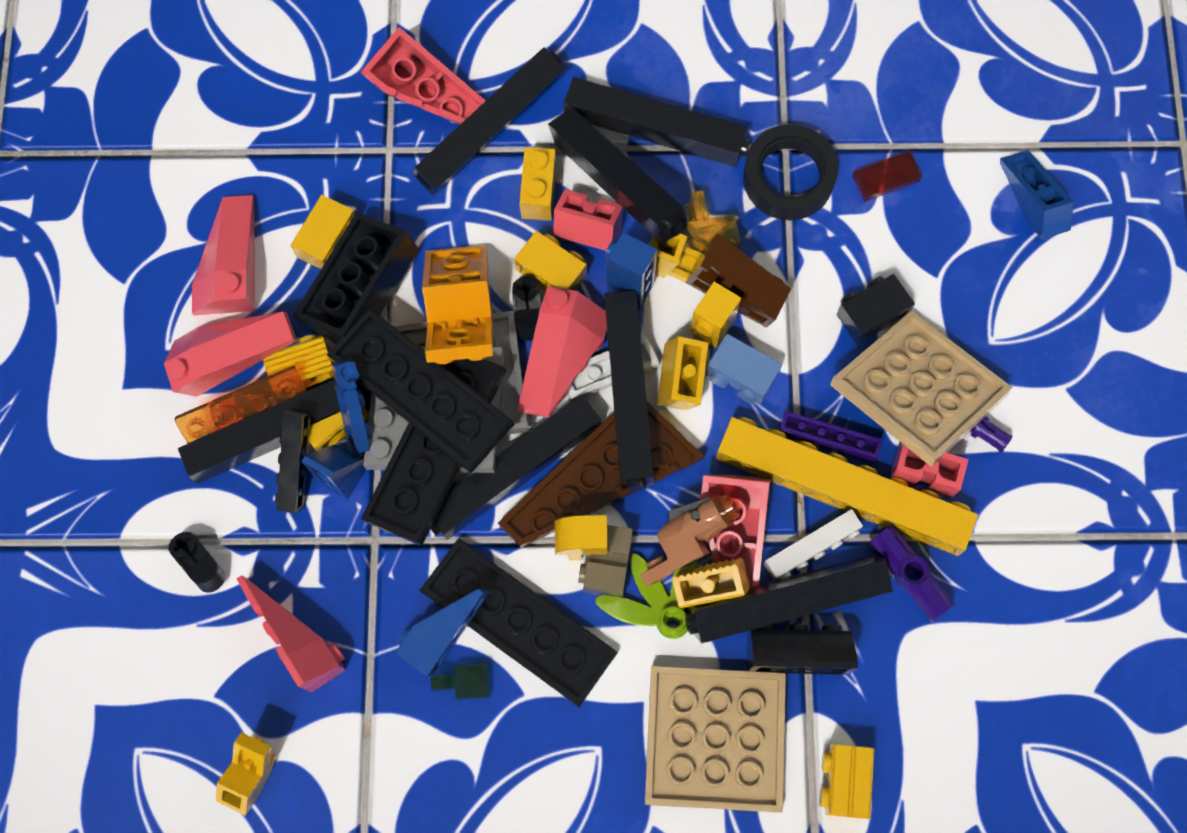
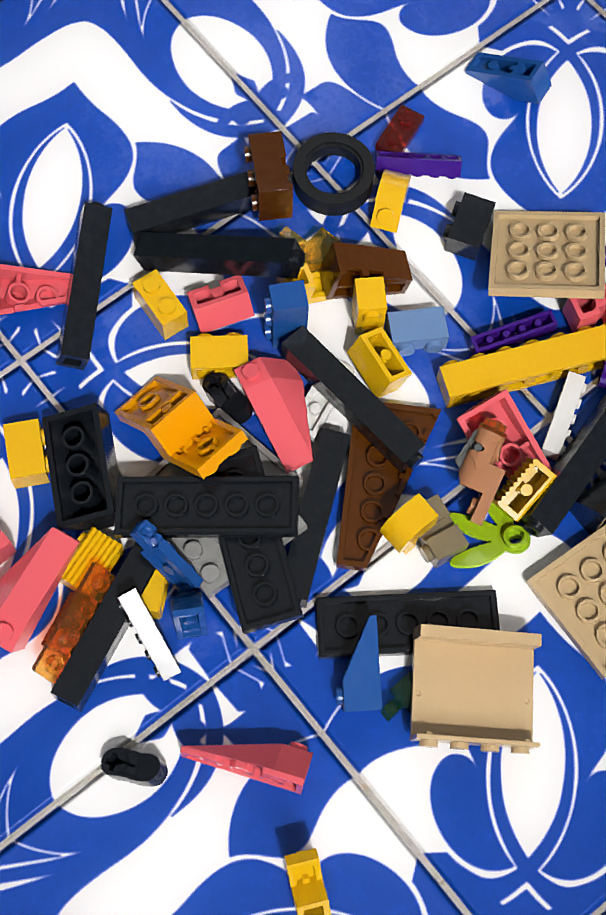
camera: 45 degrees left, 5 degrees down
(520, 724) = (473, 688): none -> tan panel
(720, 133) = (269, 176): none -> reddish brown wedge
(819, 230) = (390, 200): none -> yellow brick
(877, 217) = (419, 164): none -> dark purple piece

